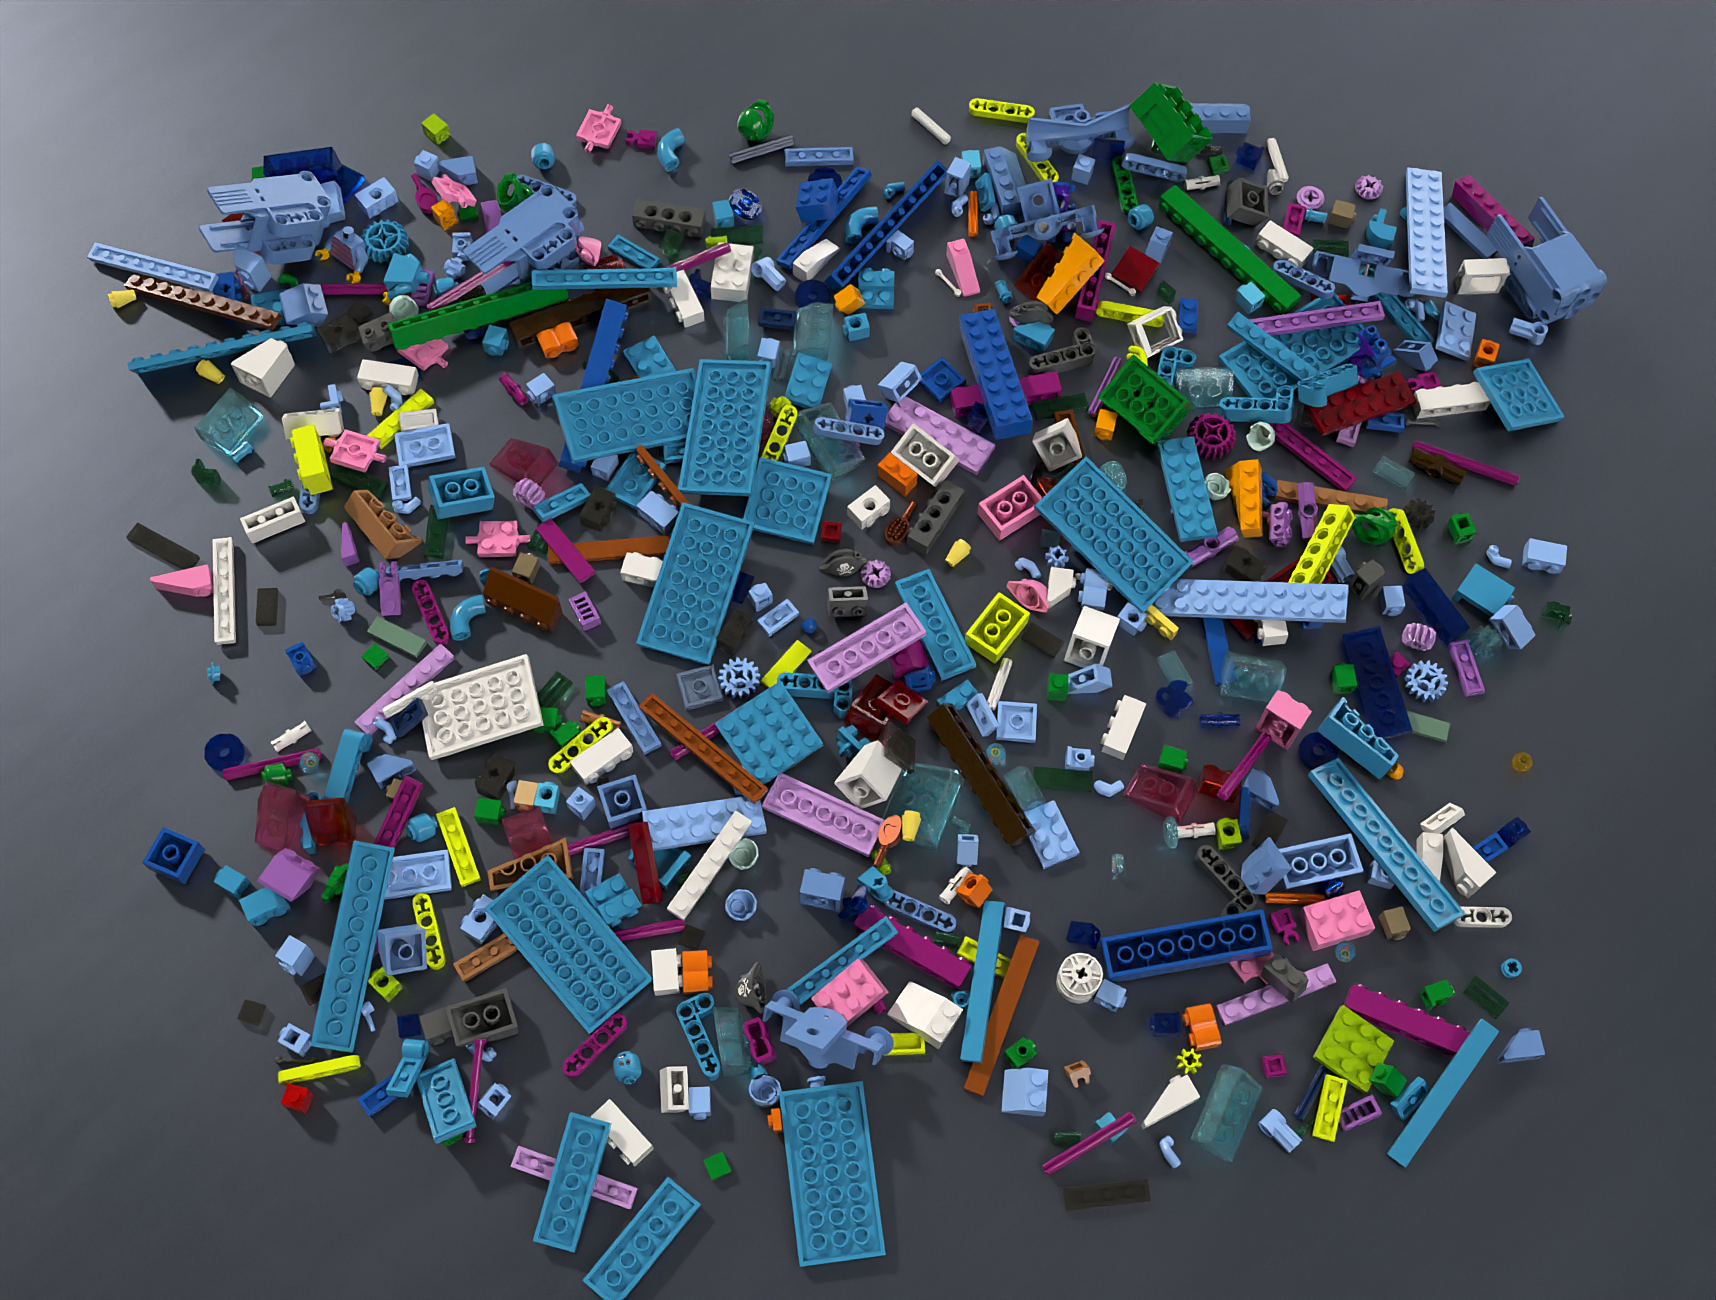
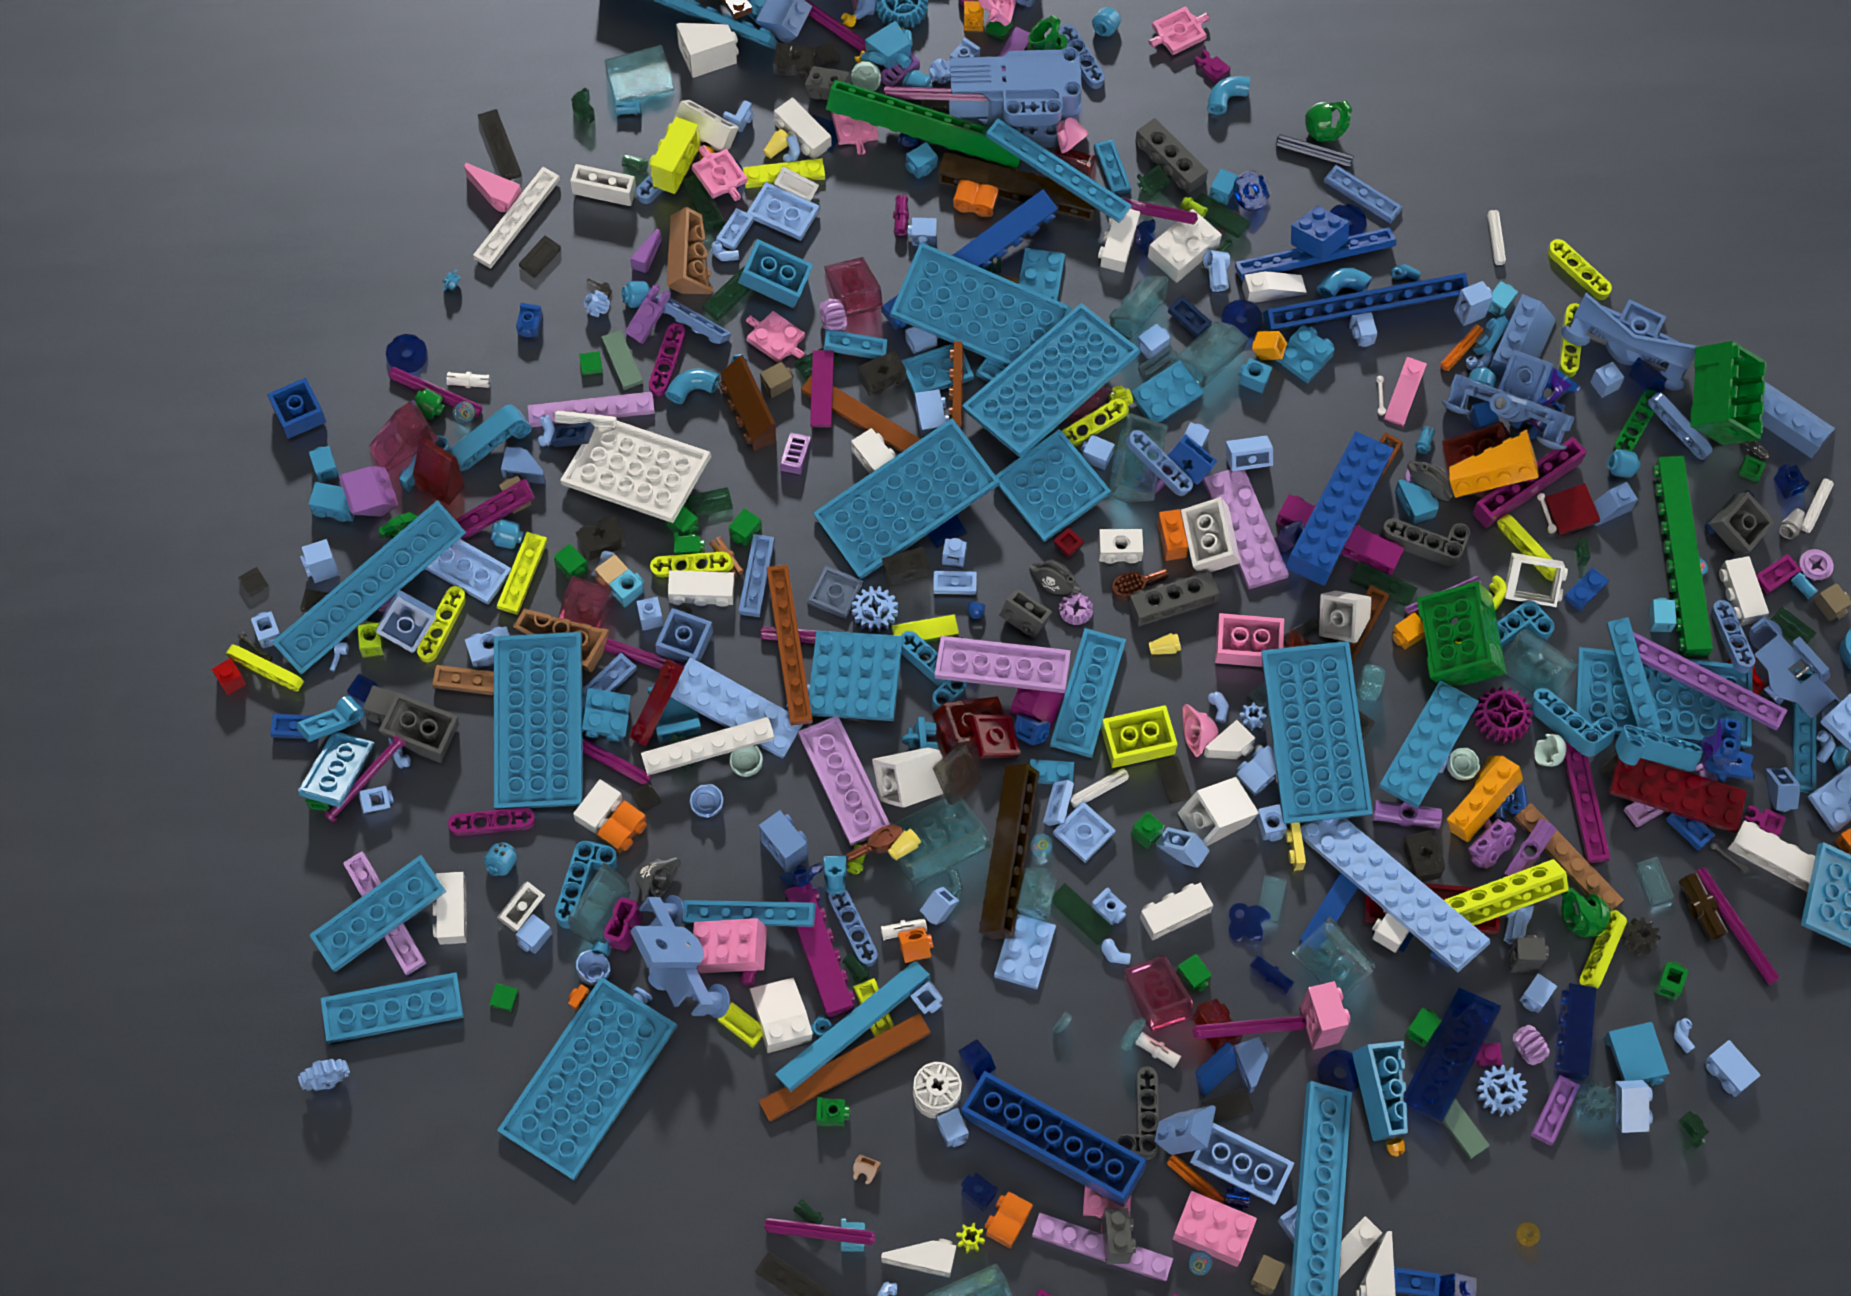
camera: 40 degrees right, 0 degrees up
(210, 371) = (660, 19): light yellow cone -> none
(940, 379) = (1292, 478): blue tile -> none
(956, 205) = (1454, 329): light blue arm -> none
(1025, 1091) = (807, 1147): light blue slope -> none
(1212, 181) = (1703, 467): white pin -> none
(1224, 841) = (1178, 1083): lime brick -> none
(1284, 923) = (1166, 1193): magenta plate -> none
(1442, 819) = (1400, 1222): white plate -> none

